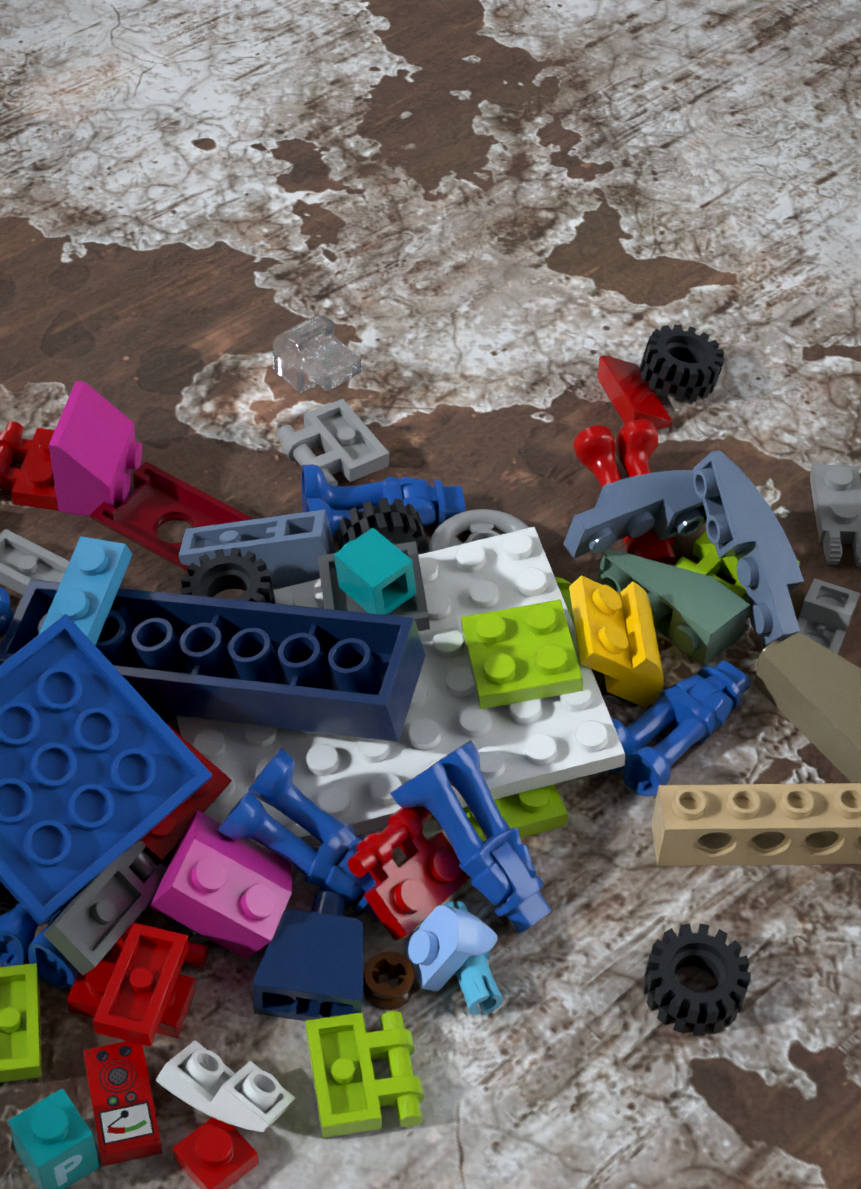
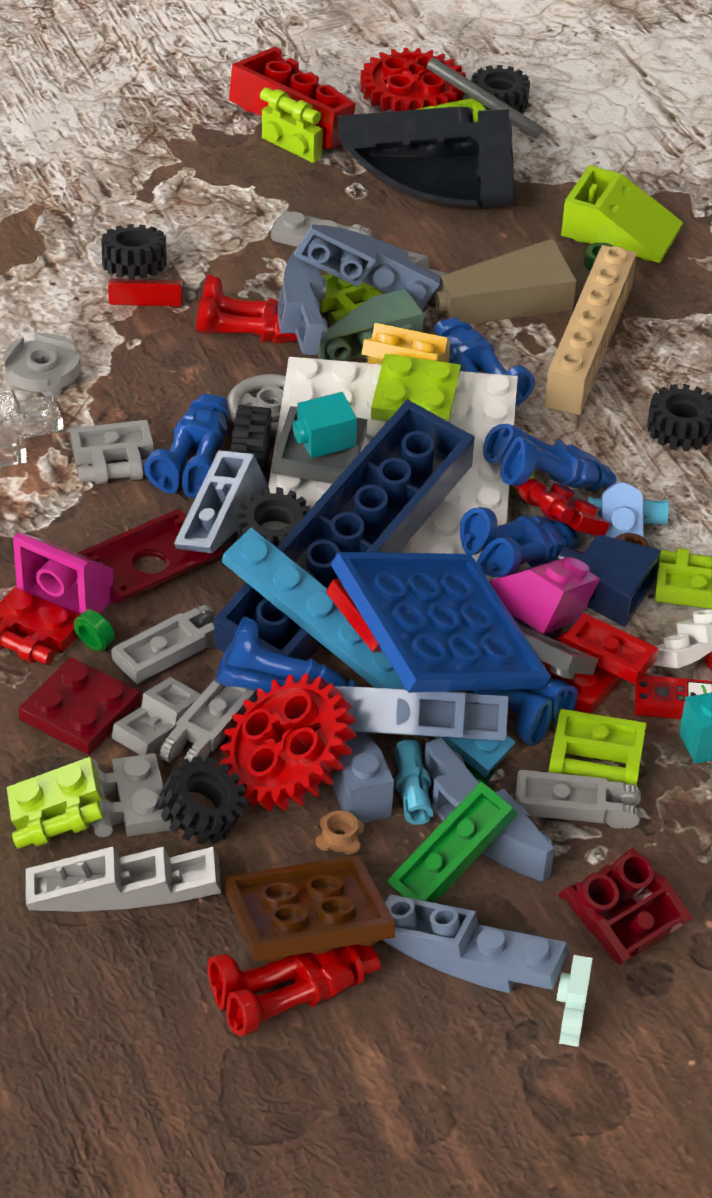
camera: 70 degrees left, 5 degrees down
(33, 509) = (94, 630): none -> green tile
(464, 367) = (25, 365): none -> light grey plate

